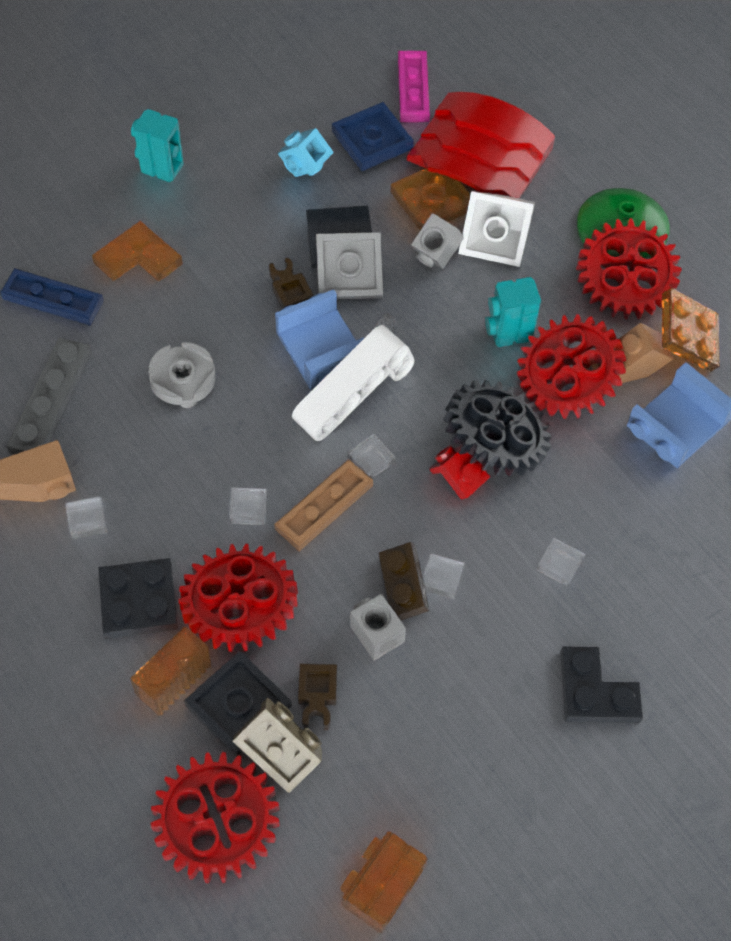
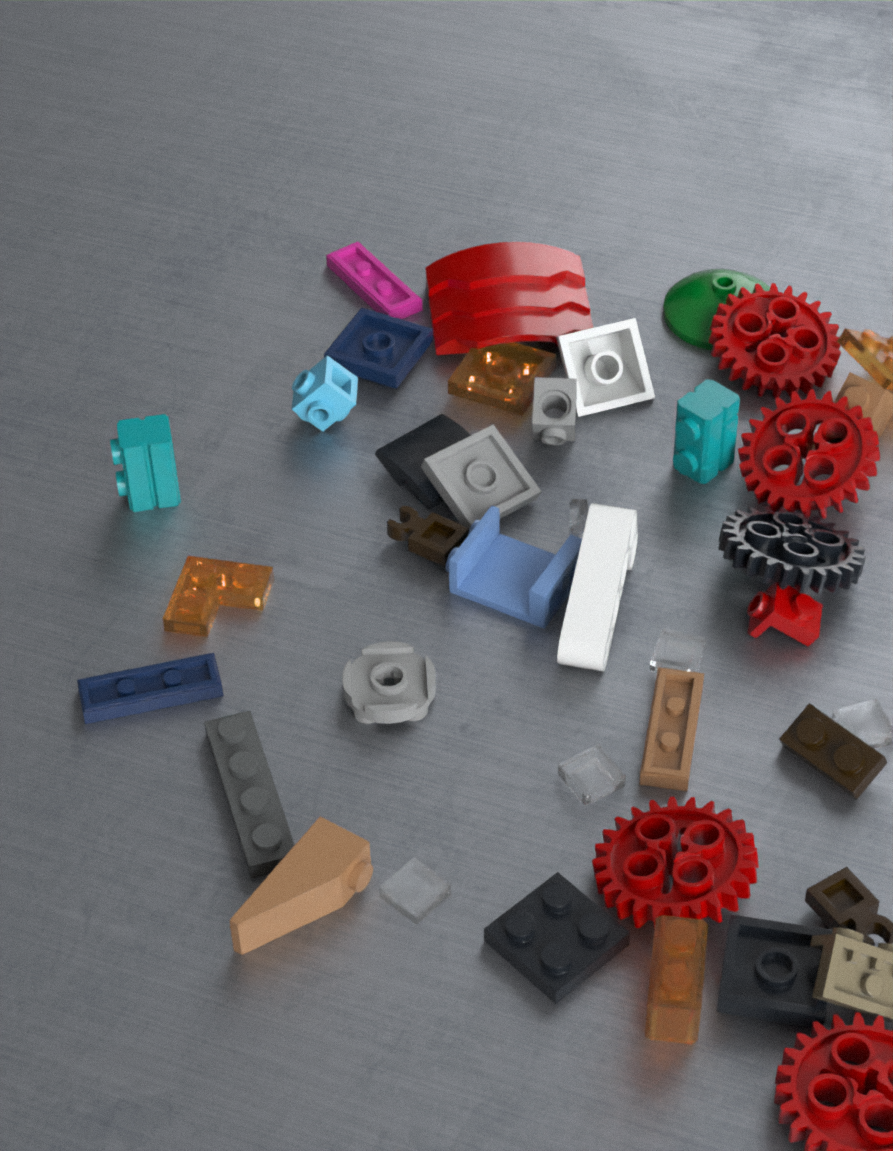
camera: 30 degrees left, 15 degrees down
(380, 640) = (849, 807): light grey brick -> none

